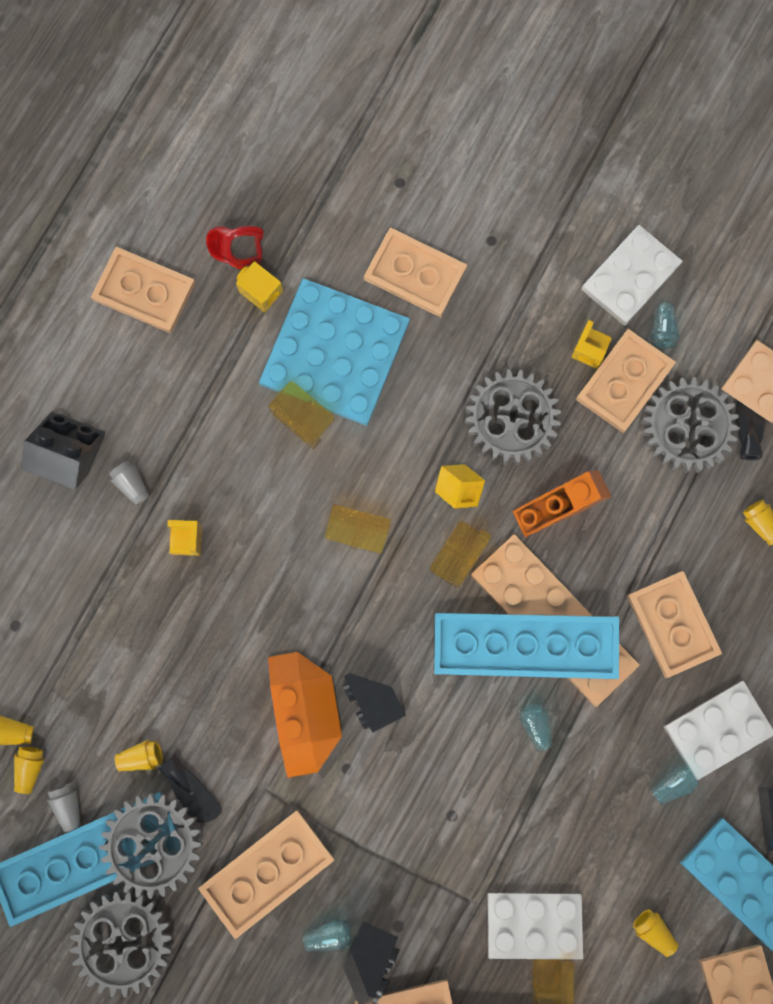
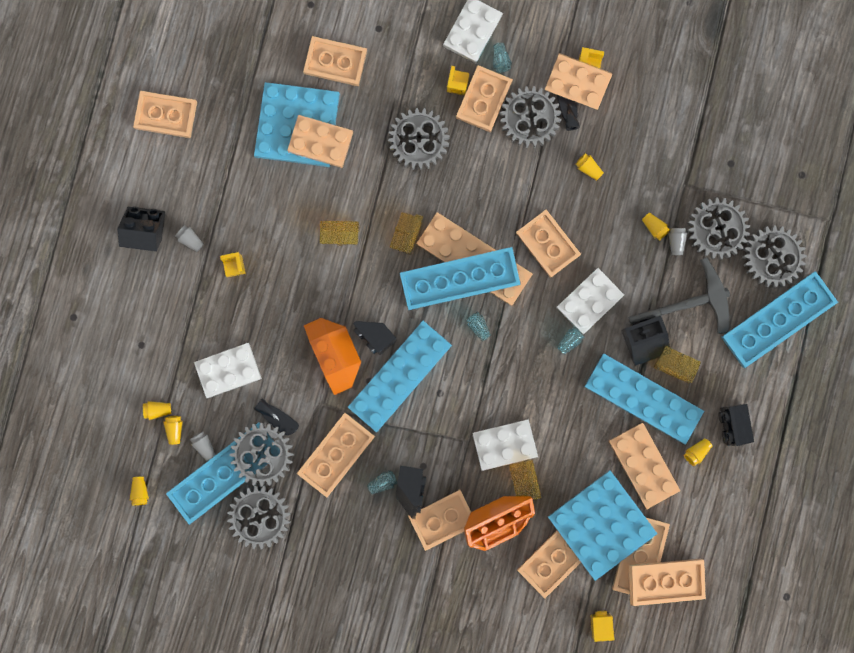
camera: 15 degrees left, 5 degrees up
(134, 698) = (227, 370): none -> white plate
(142, 756) = (240, 405): yellow cone -> none
(219, 244) = (205, 71): red piece -> none
(258, 286) = (238, 94): yellow brick -> none
(301, 414) = (285, 169): clear yellow panel -> none
(363, 384) = (320, 141): none -> light nougat plate
(395, 774) = (399, 376): none -> medium azure plate
(459, 486) = (396, 190): yellow panel -> none
(562, 503) = (462, 185): orange slope -> none
(654, 932) = (577, 430): yellow cone -> none

